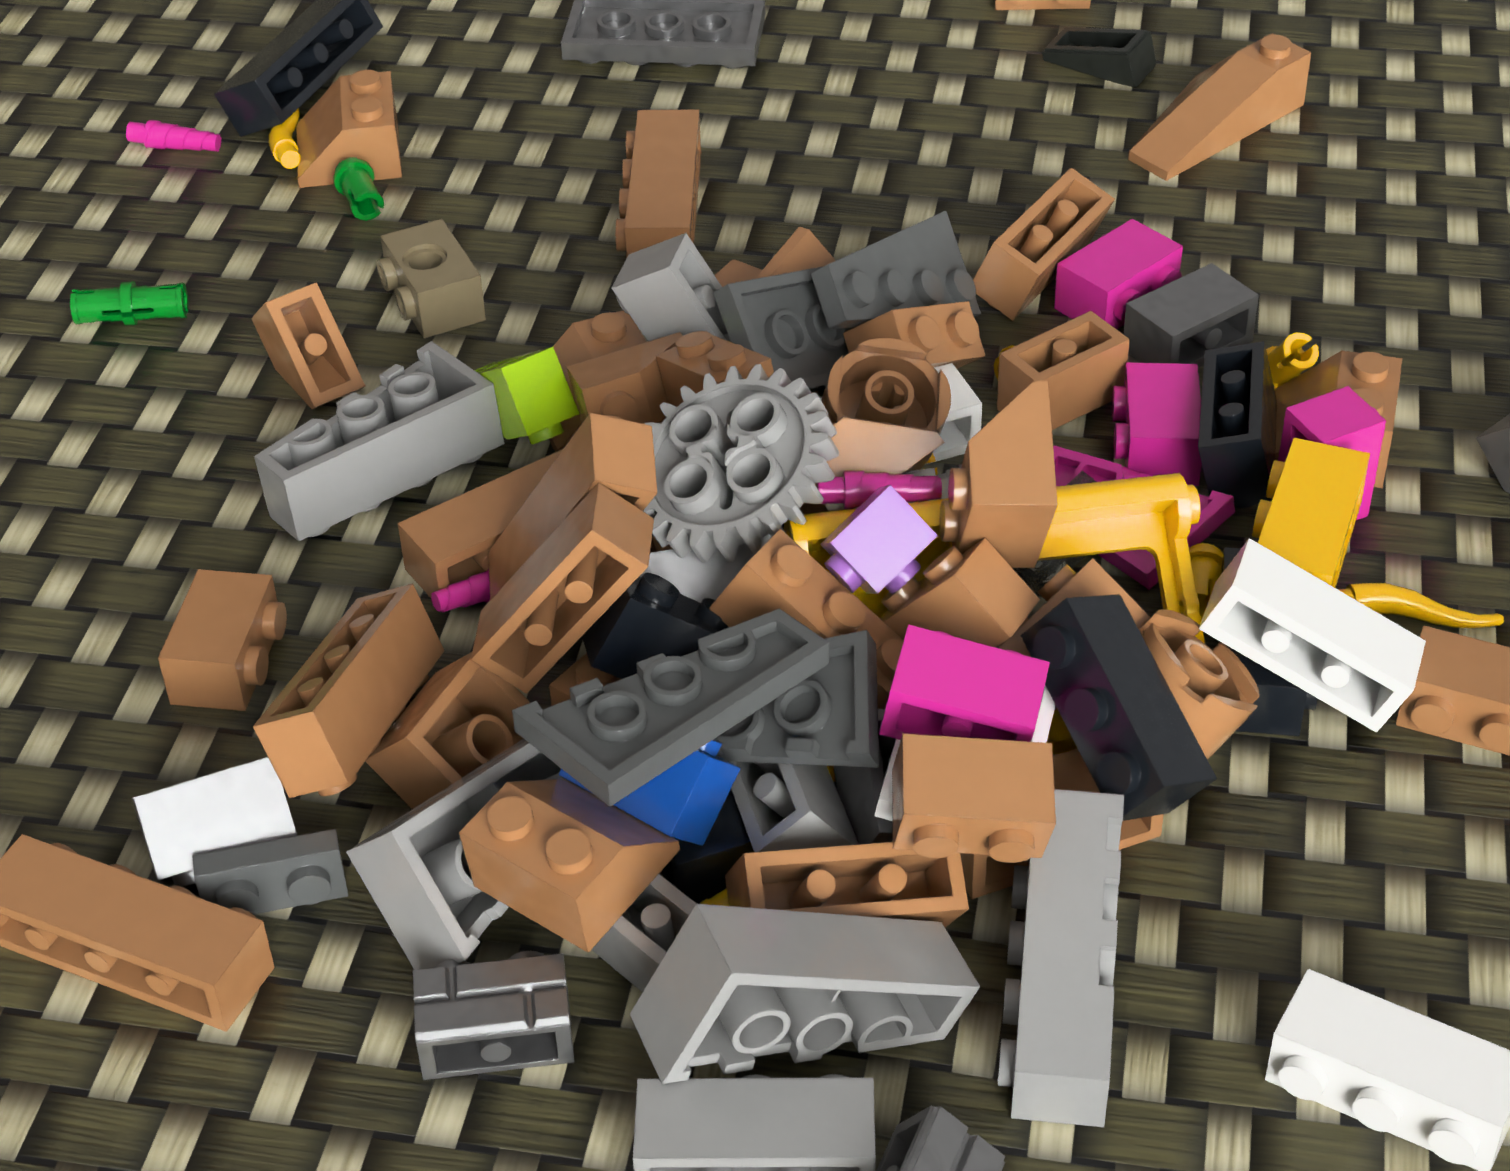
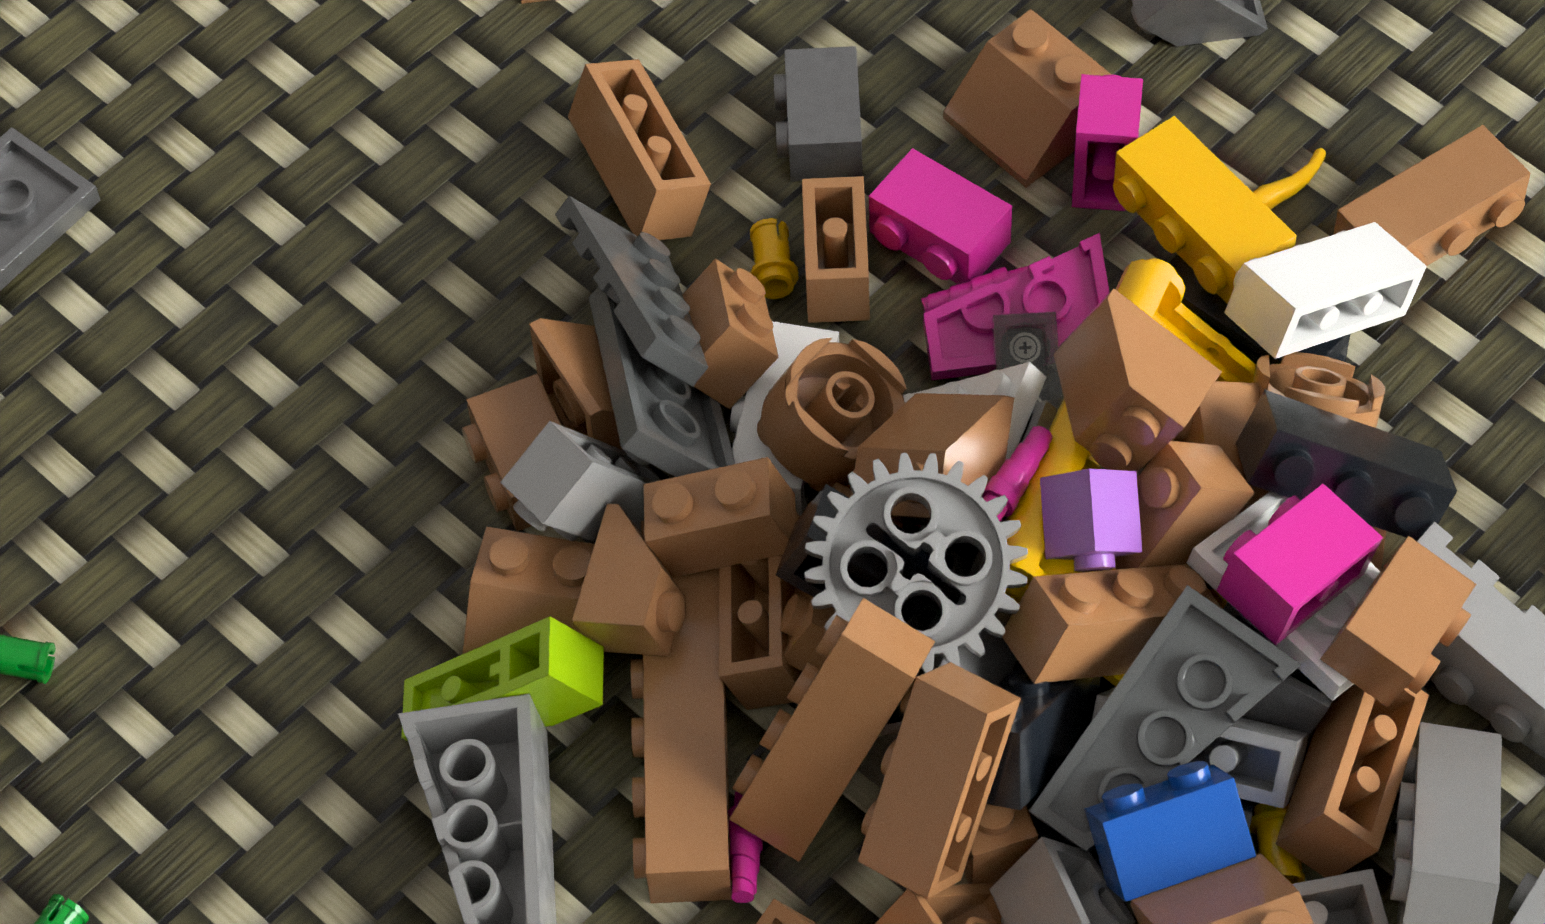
camera: 55 degrees left, 15 degrees up
(307, 346) = (267, 828): medium nougat slope -> none
(431, 278) = (217, 642): dark tan brick -> none
(659, 179) = (266, 394): medium nougat brick -> none
(674, 705) = (1179, 780): dark grey wing -> none
(1116, 271) = (719, 122): dark pink brick -> none
(1238, 422) = (1043, 188): black brick -> none
(1290, 359) = (932, 89): yellow pin -> none

